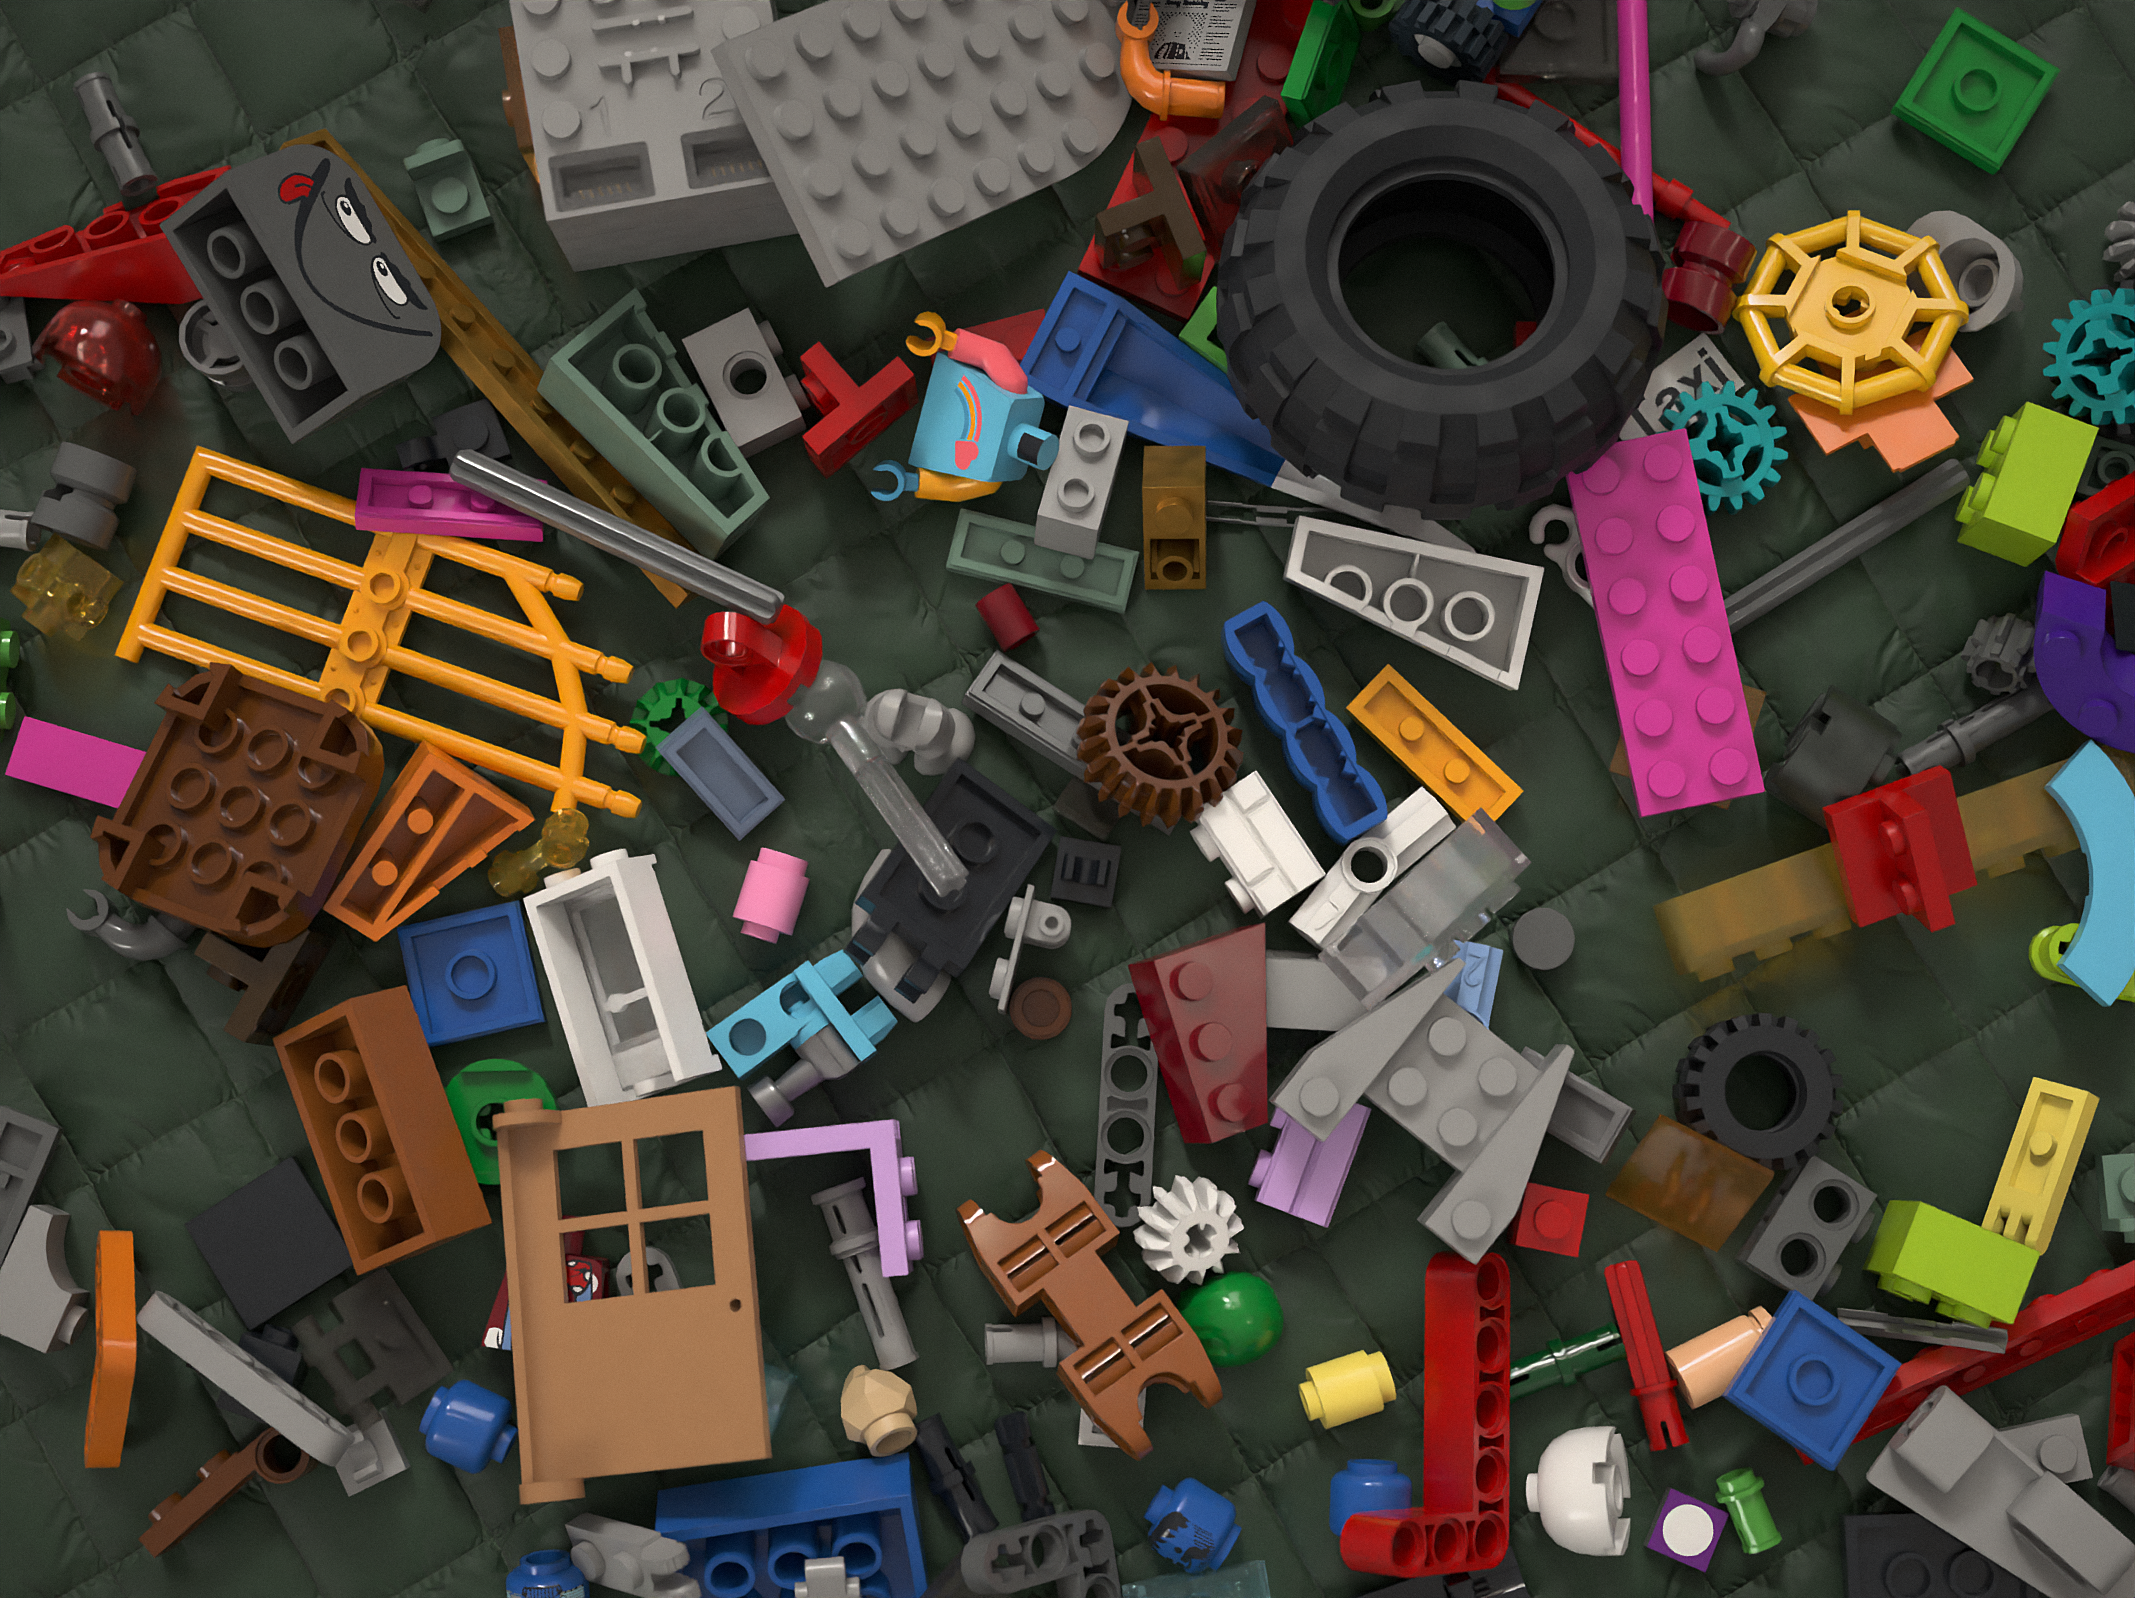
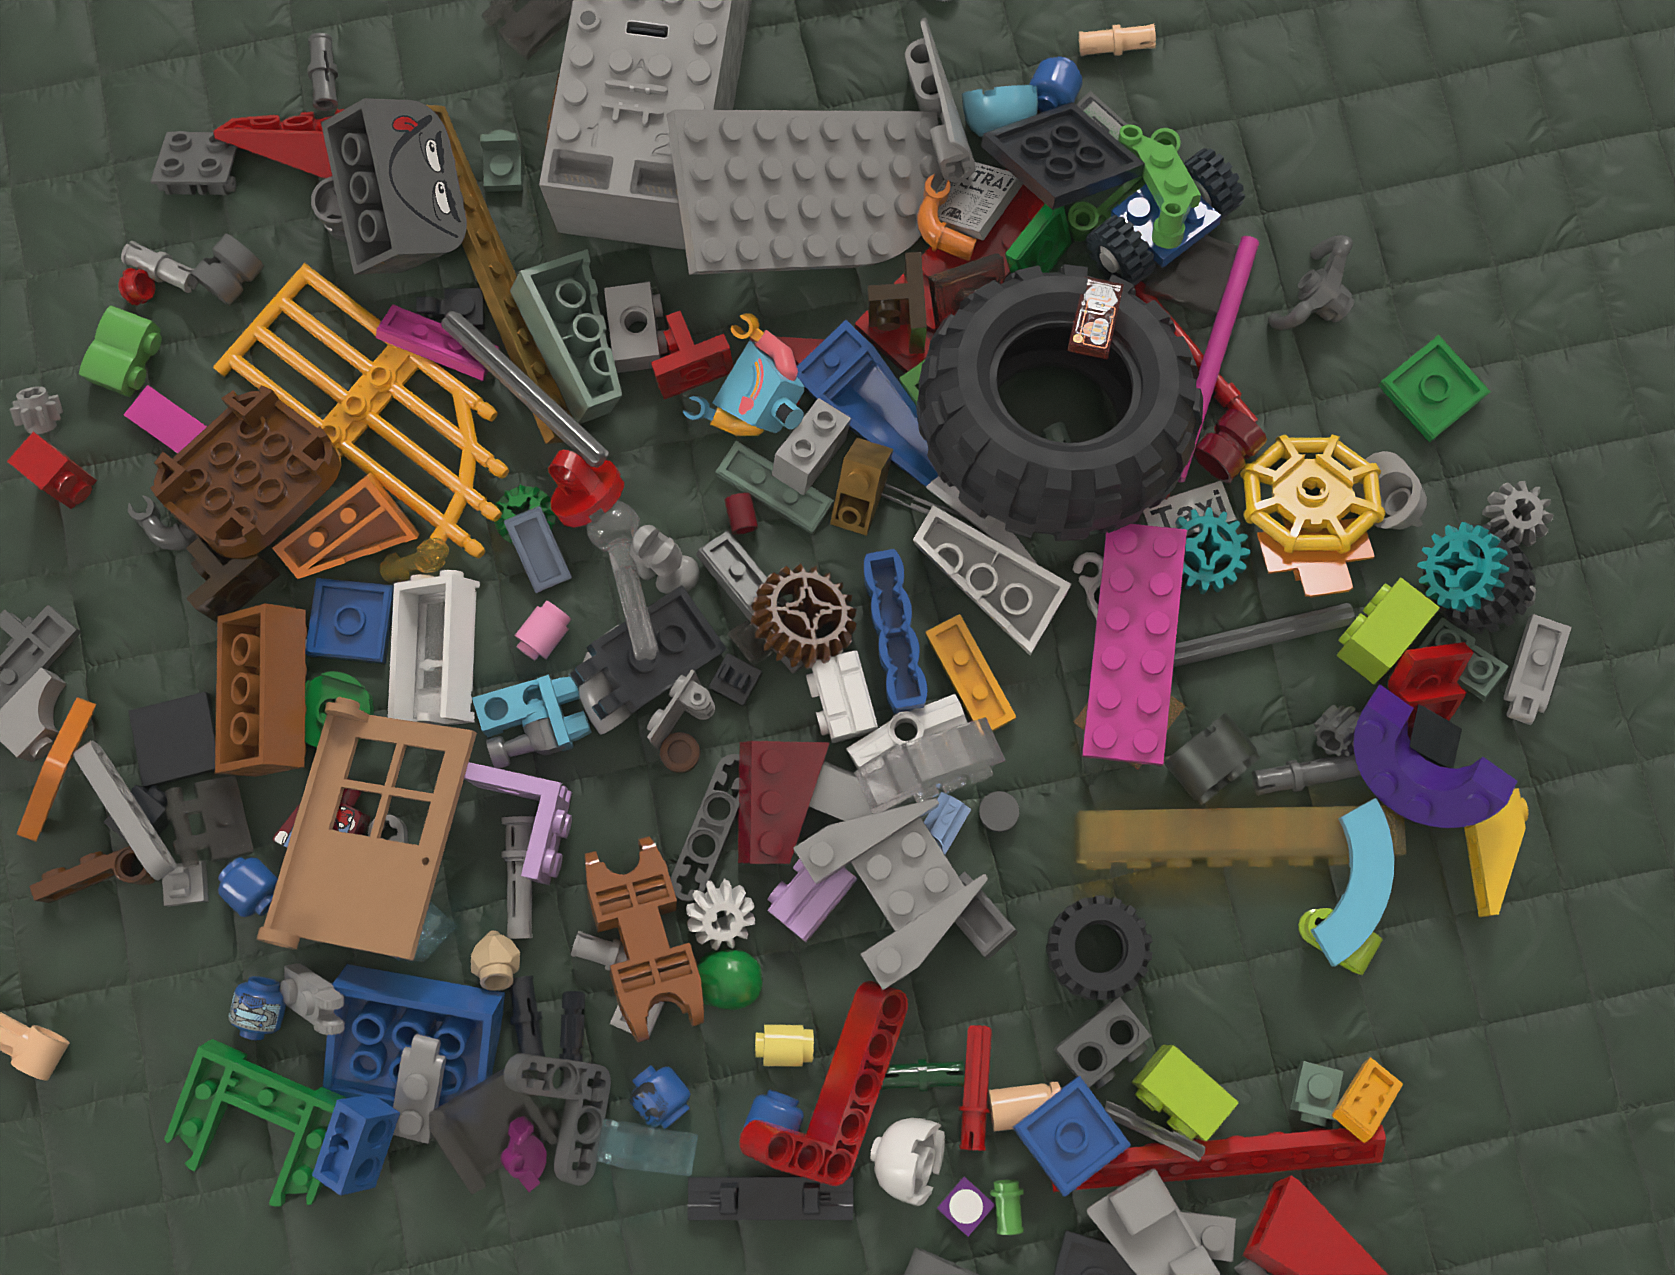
camera: 25 degrees right, 5 degrees down
(64, 589) = (196, 318): clear yellow brick -> none
(103, 352) = (268, 190): clear red cylinder -> none
(1461, 157) = (1096, 318): none -> tile
(1549, 1220) = (943, 982): red brick -> none
(1689, 1183) = (1037, 989): clear orange piece -> none
(1902, 850) = (1234, 825): red bracket -> none
(2040, 1163) = (1262, 1052): light yellow hinge -> none

